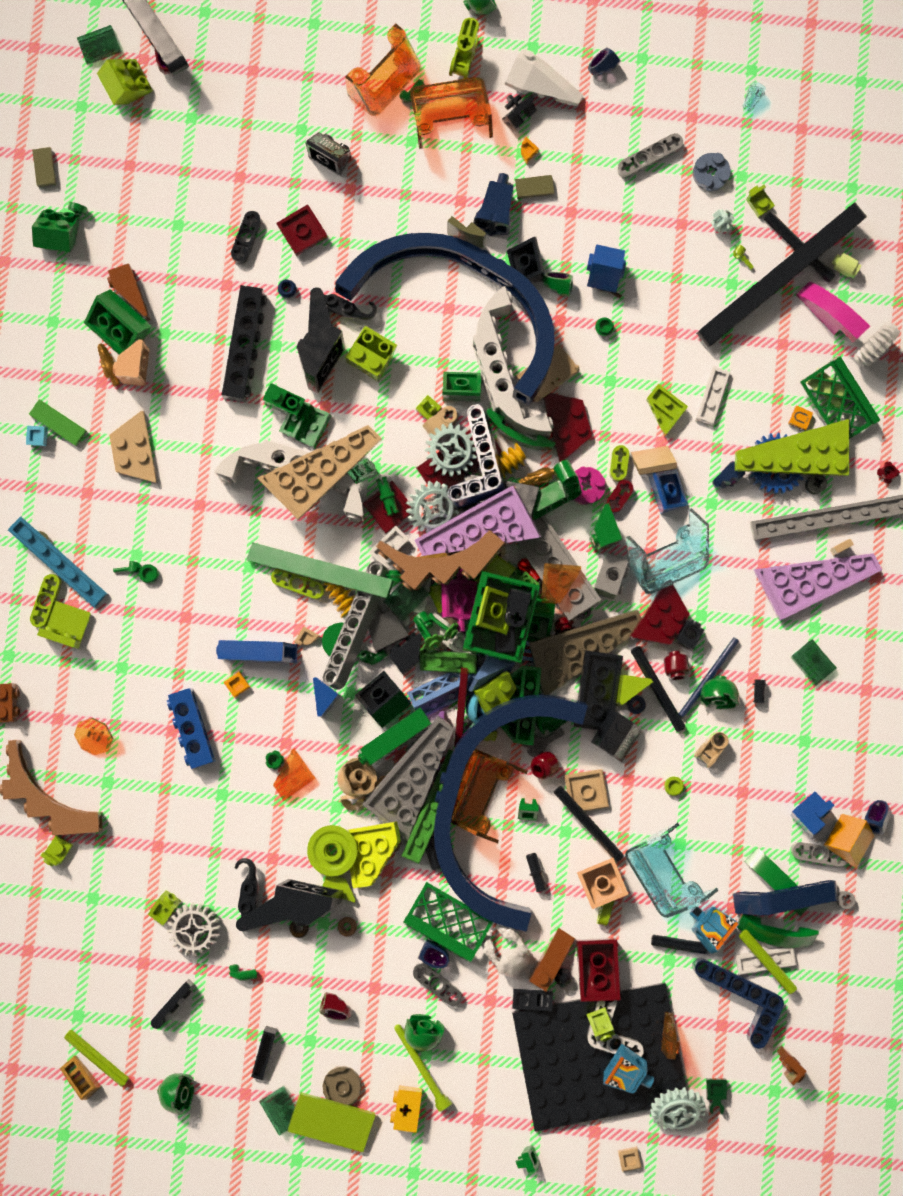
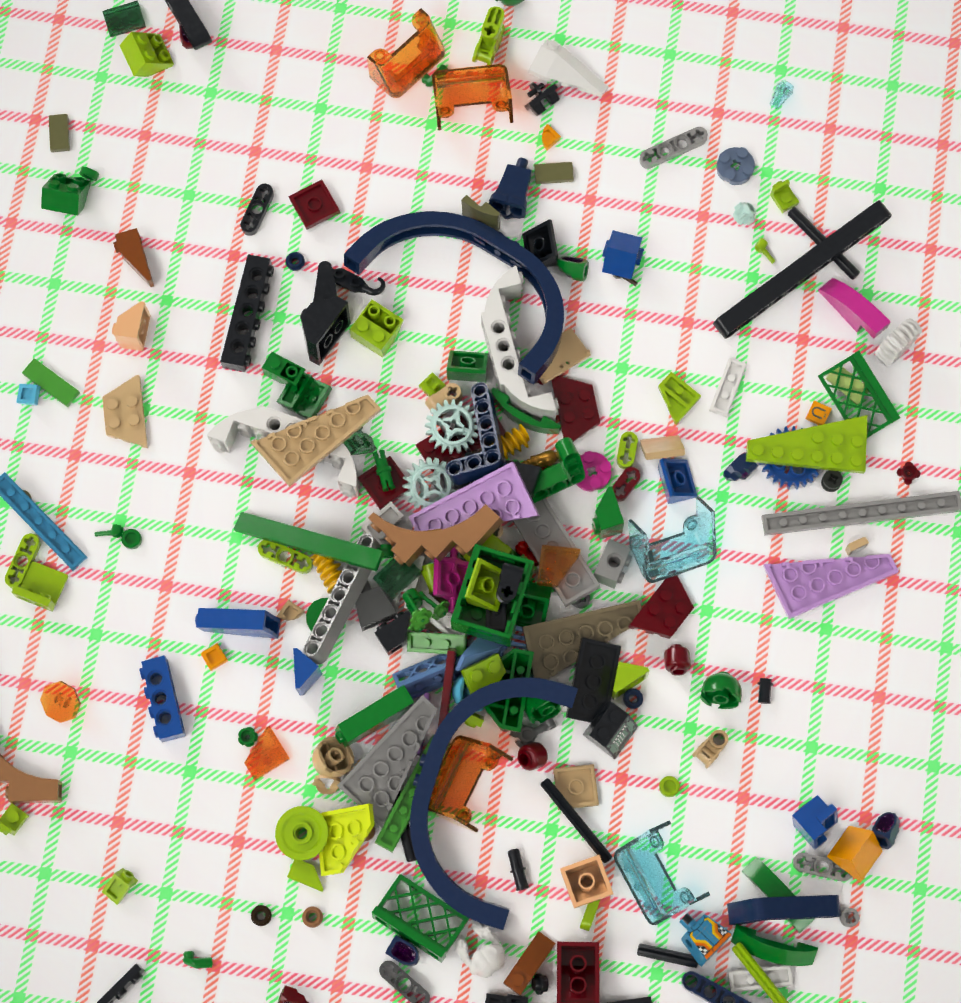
camera: 10 degrees right, 10 degrees down
(107, 364) = (106, 327): pearl gold piece -> none
(116, 321) = (118, 284): green slope -> none
(176, 930) = (130, 910): white gear -> none
(292, 901) = (253, 884): black slope -> none
(328, 152) = (346, 130): black slope -> none
(372, 658) = (356, 636): green arm -> none
(383, 699) = (366, 679): black slope -> none
(528, 811) = (512, 803): green tile -> none
(563, 625) = (560, 611): dark red plate -> none
(604, 62) = (630, 56): dark blue rock -> none
(604, 326) = (618, 313): green plate -> none
(658, 689) = (657, 684): black axle -> none
(682, 639) = (692, 637): black brick -> none
(710, 675) = (715, 669): dark blue piece -> none
(813, 662) = (823, 664): clear green plate -> none
(846, 265) = (870, 263): yellowish green brick -> none

